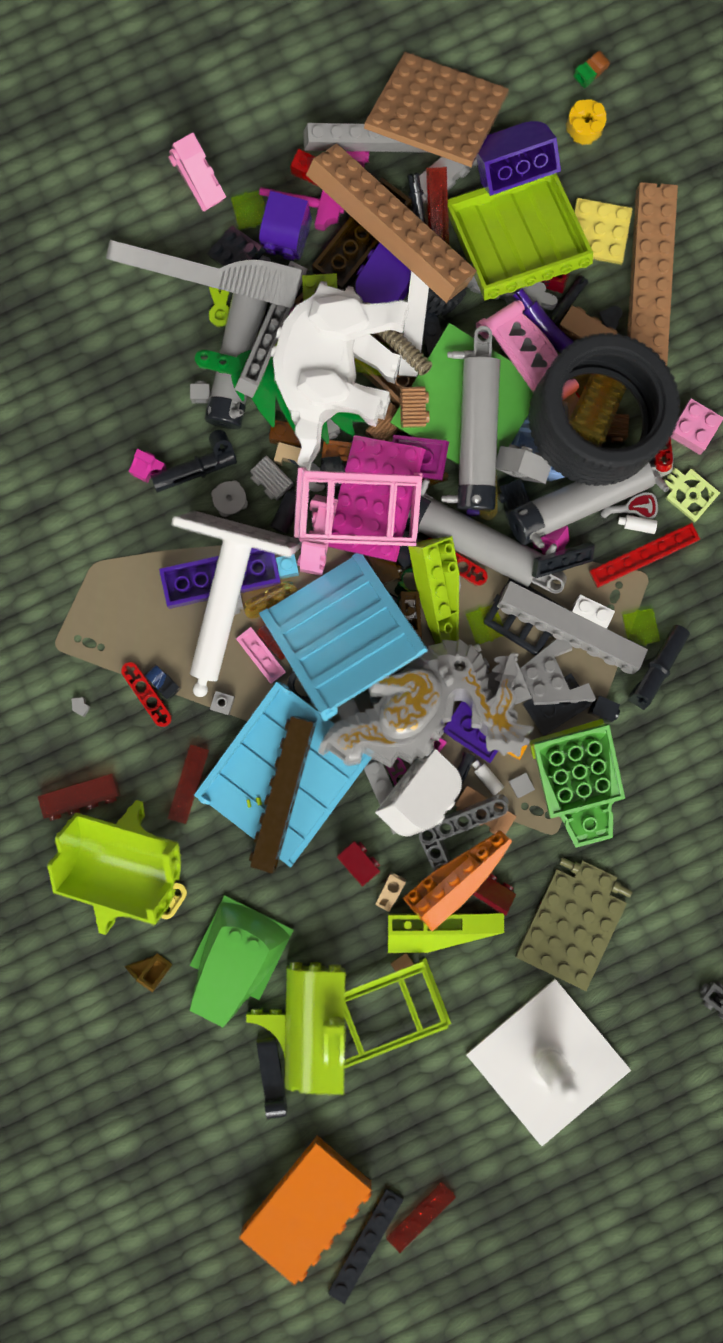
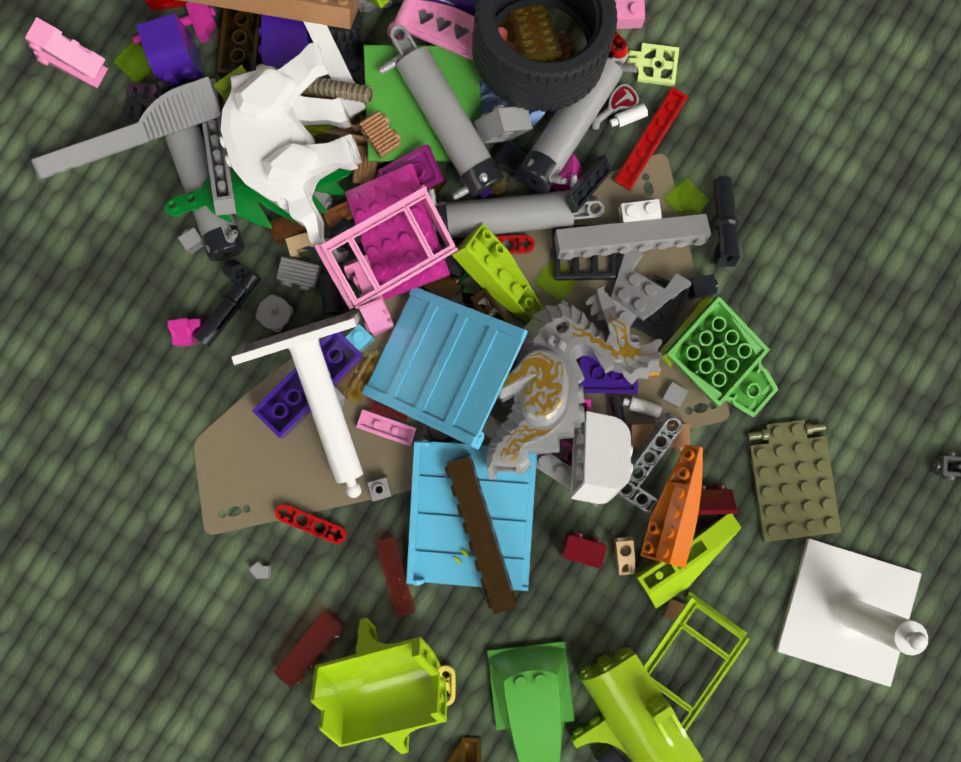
camera: 30 degrees left, 0 degrees up
(162, 682) = (317, 504): leg -> none
(219, 312) = (164, 163): lime piece -> none

